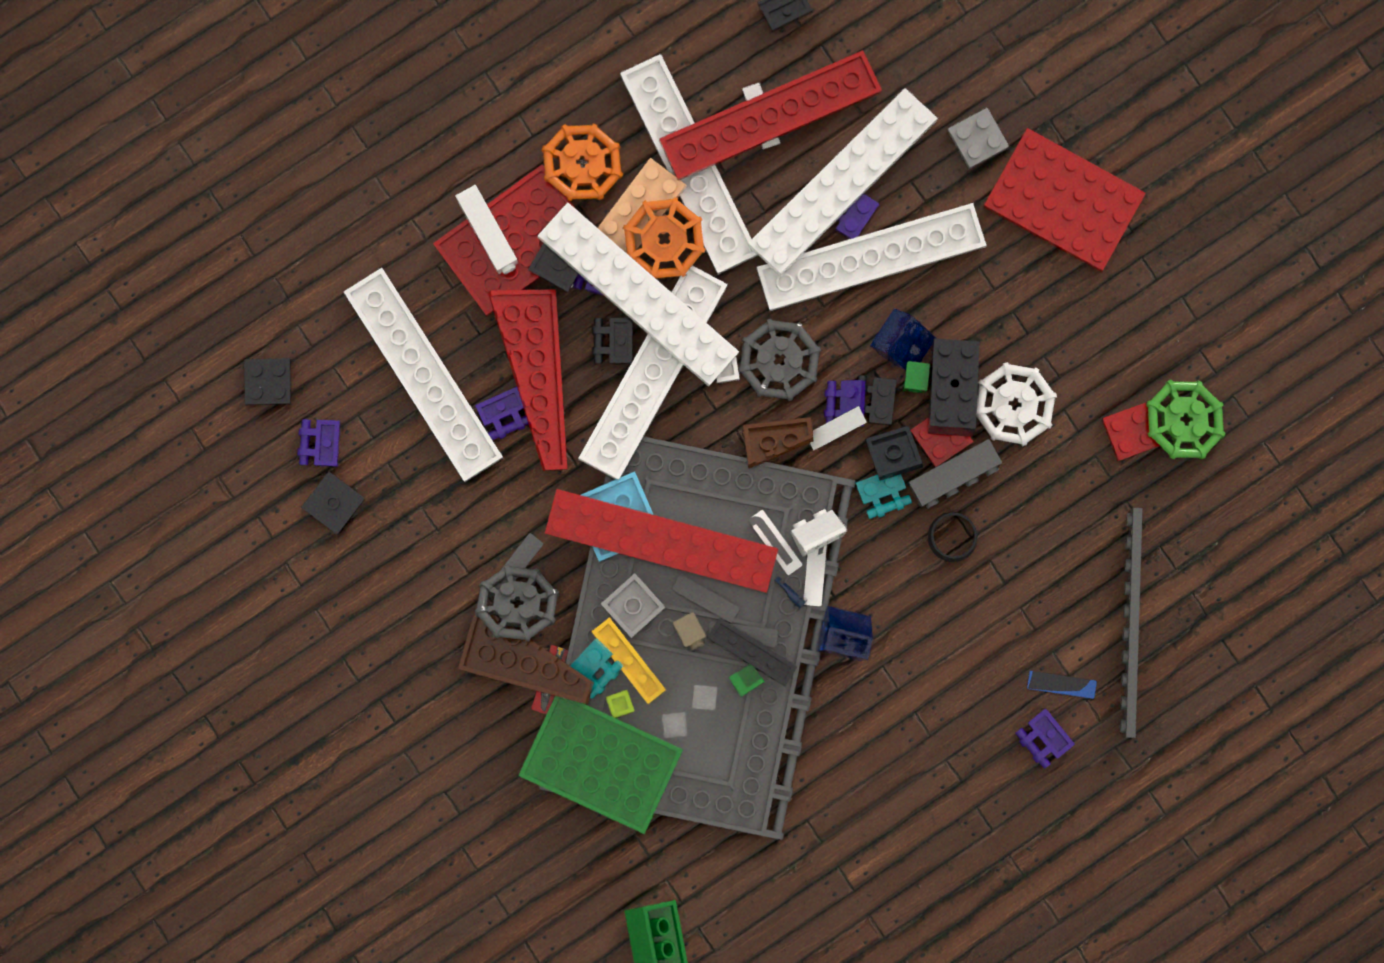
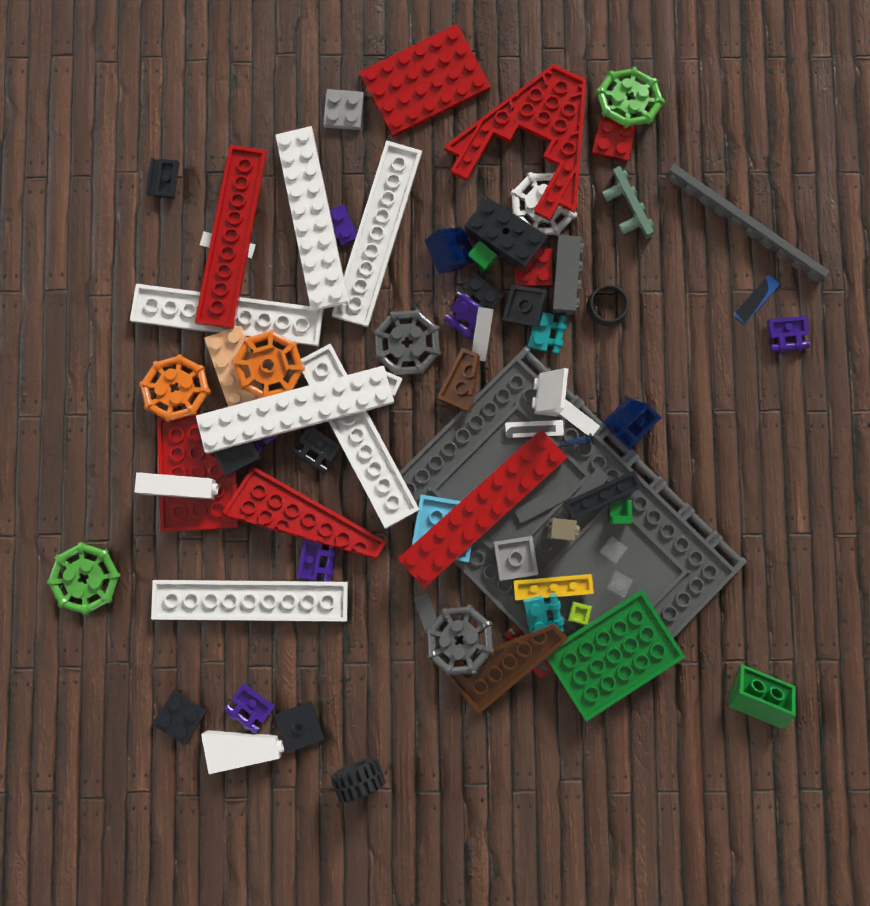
camera: 60 degrees left, 0 degrees up
(272, 456) = (237, 750): none -> white slope
(321, 590) = (358, 780): none -> black tyre
(335, 187) = (72, 577): none -> bright green plate
(1072, 503) = (638, 209): none -> sand green plate
(1115, 341) = (547, 108): none -> red wing

